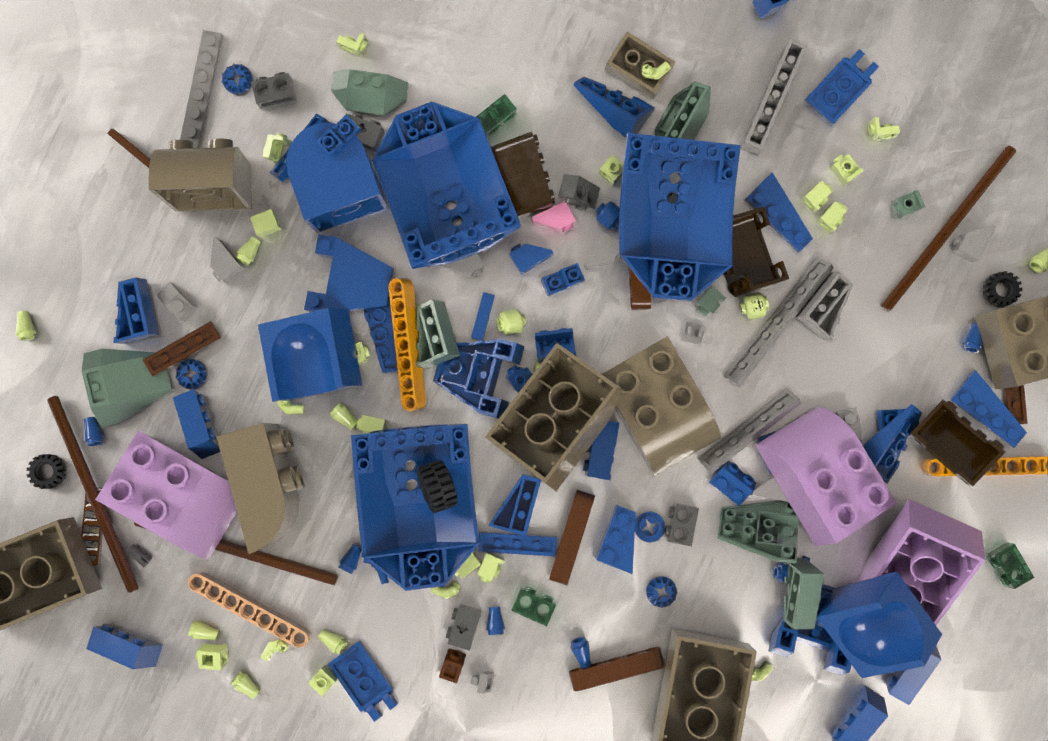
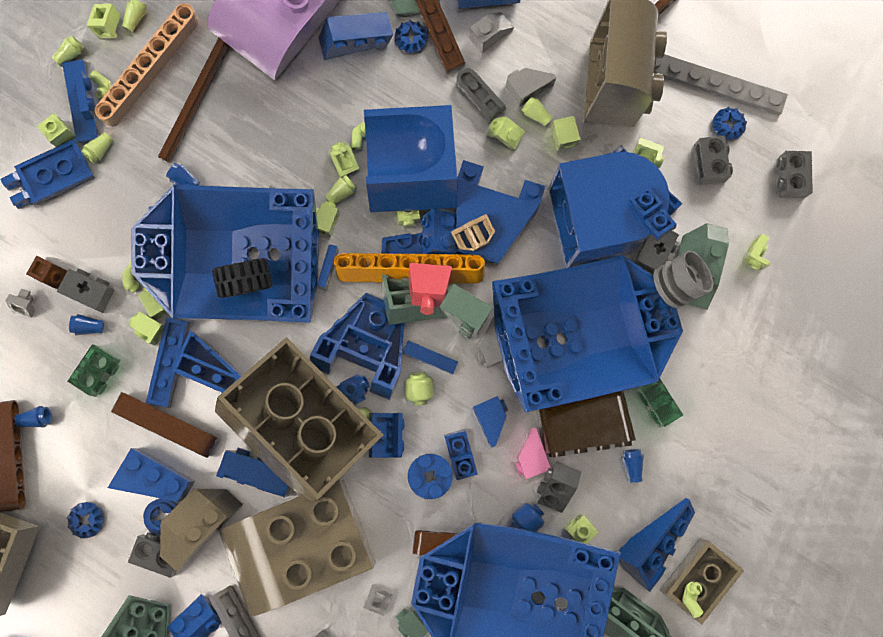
camera: 95 degrees right, 5 degrees down
(238, 304) = (479, 93): none -> dark grey plate
(262, 482) = (276, 87): dark tan brick -> none
(270, 276) = (506, 131): none -> yellowish green bracket
(277, 12) = (800, 175): none -> dark grey brick
(295, 663) = (80, 100): none -> blue bracket
(314, 418) = (343, 158): none -> yellowish green bracket
(363, 292) = (474, 226): none -> tan piece
(372, 322) = (437, 232): none -> blue bracket
(388, 105) = (683, 279): none -> light grey wheel
(415, 416) = (327, 268): none -> blue tile
(422, 323) = (428, 285): none -> coral torso
(441, 287) = (465, 311): none -> sand green wedge
(549, 132) = (634, 464): none -> blue cone
(574, 306) = (418, 482): none -> blue brick
(652, 495) = (194, 524): none -> dark tan wedge

